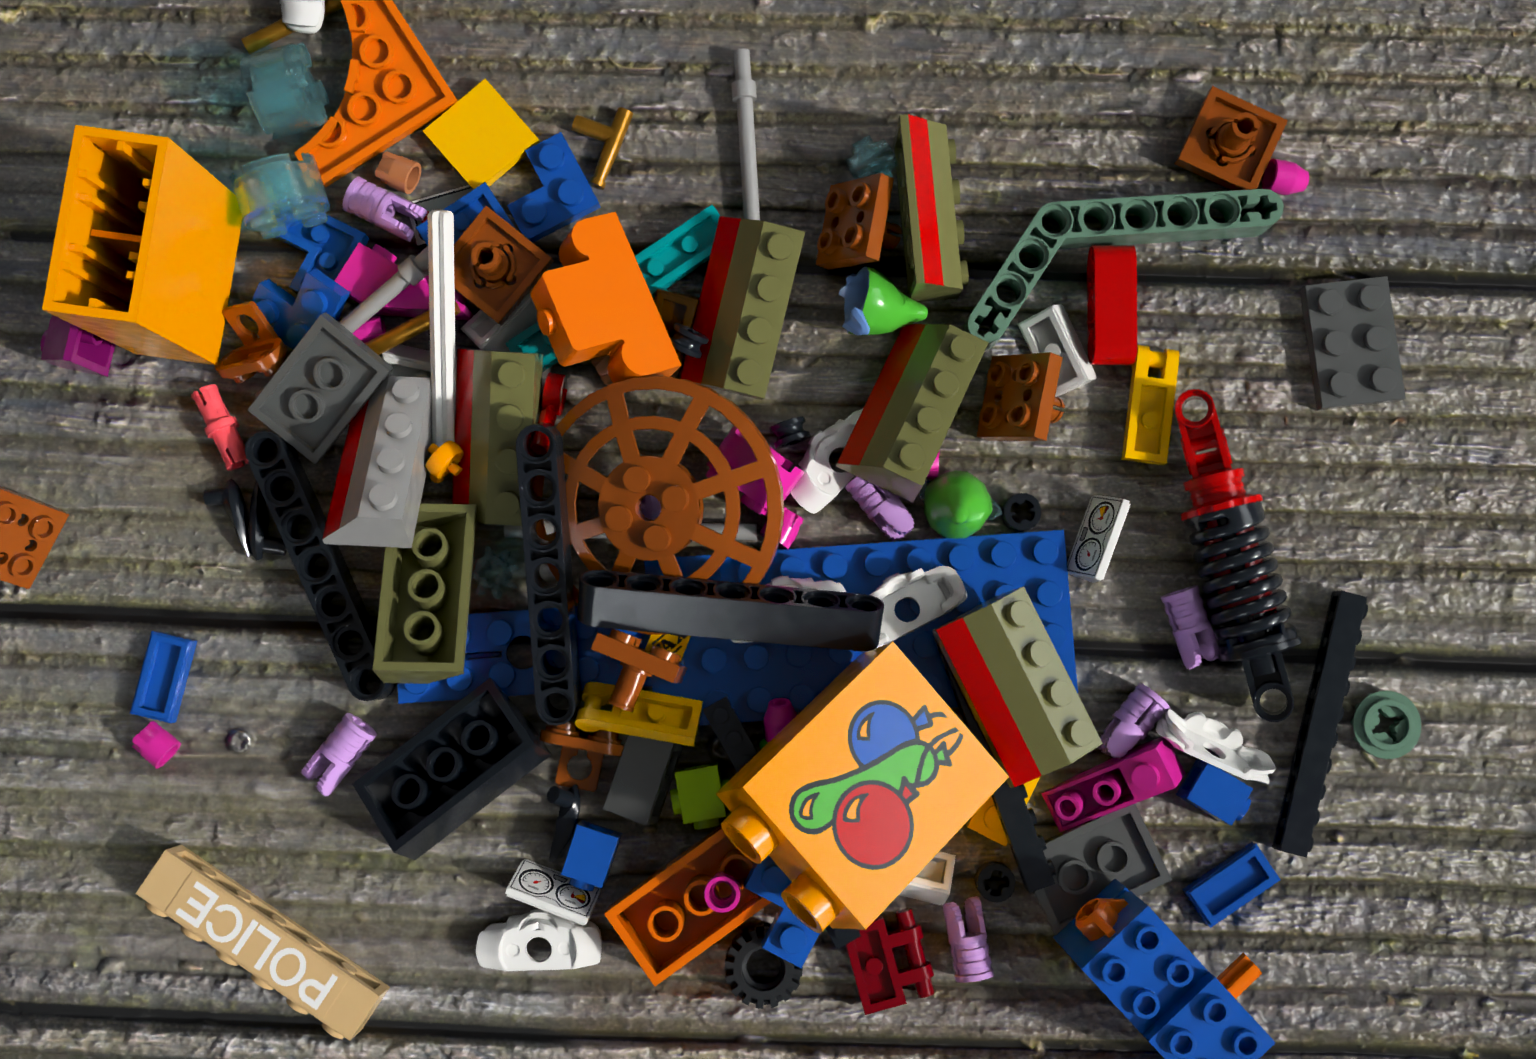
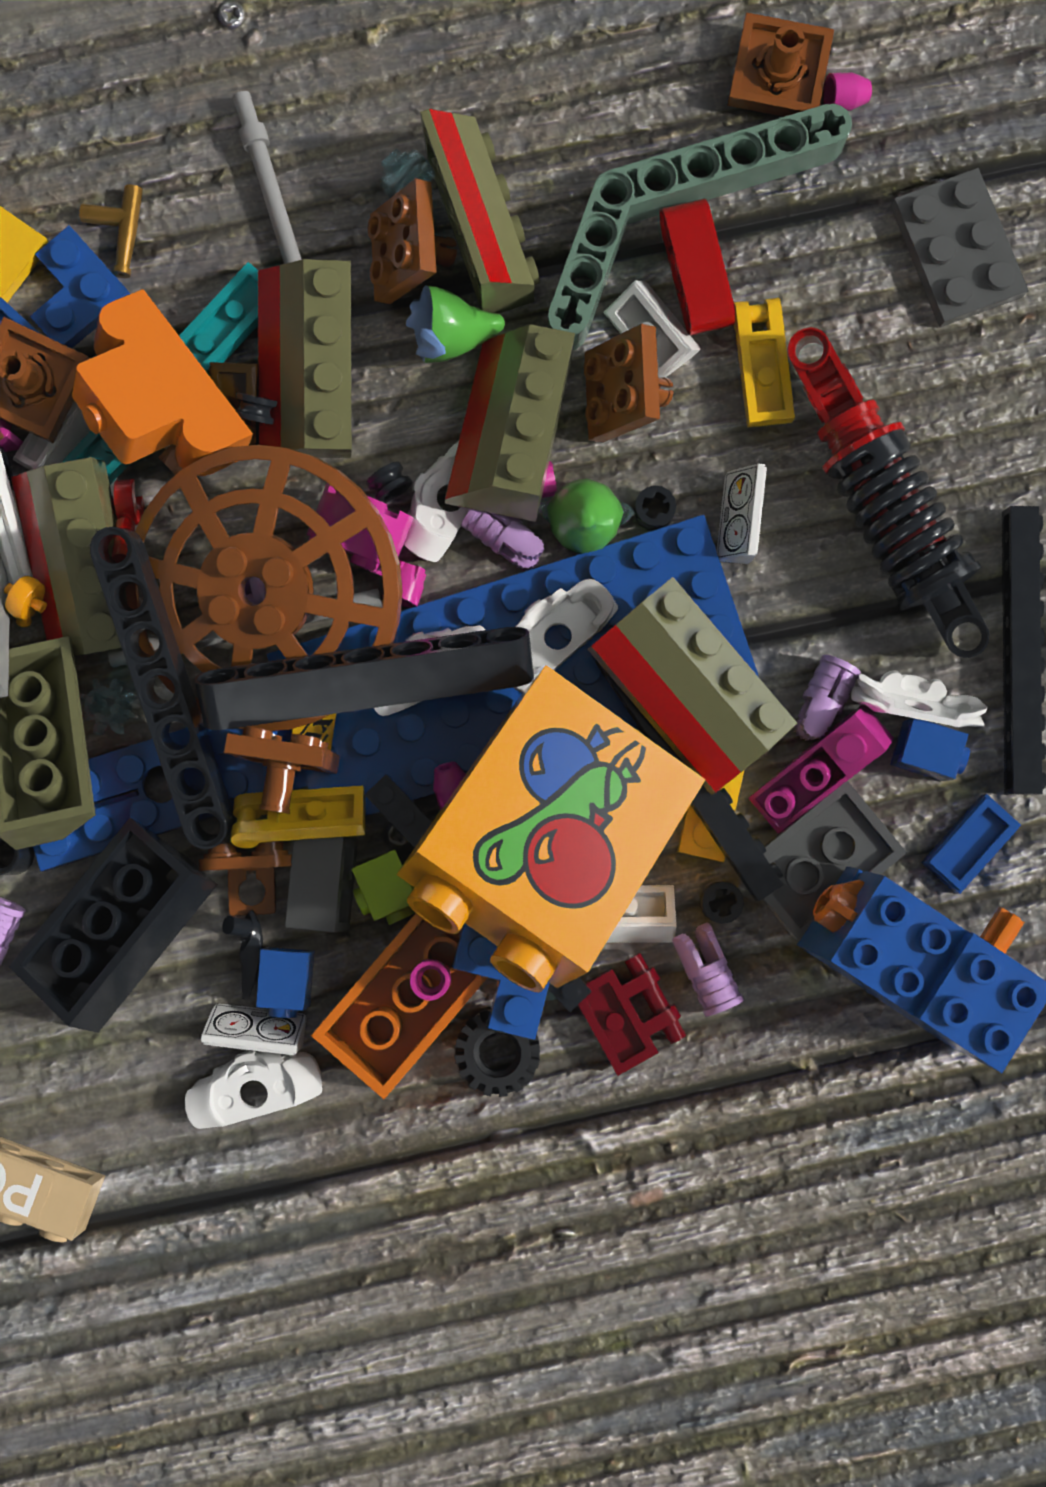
camera: 15 degrees left, 0 degrees up
(1190, 626) = (862, 583): lavender hinge -> none

